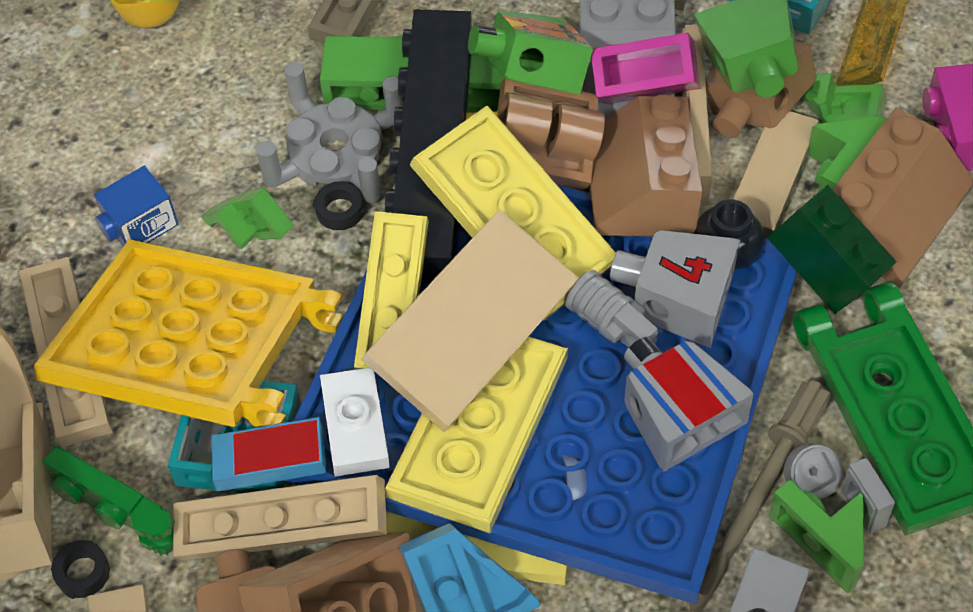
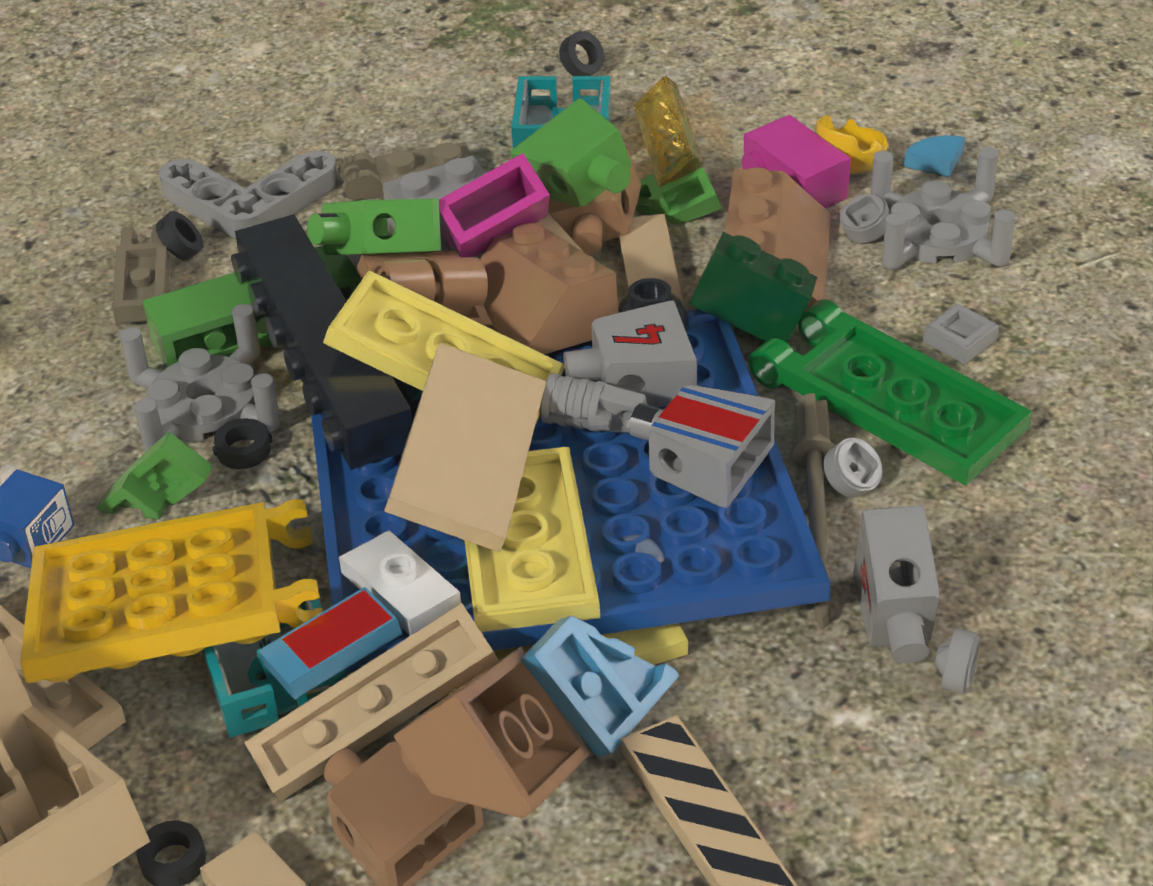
camera: 30 degrees left, 15 degrees down
(112, 500) = (183, 770): green hinge -> none
(391, 275) = (365, 452): light yellow tile -> none
(831, 542) = (918, 487): bright green slope -> none
(839, 145) = (700, 221): bright green slope -> none
(876, 498) = (915, 463): light grey tile -> none

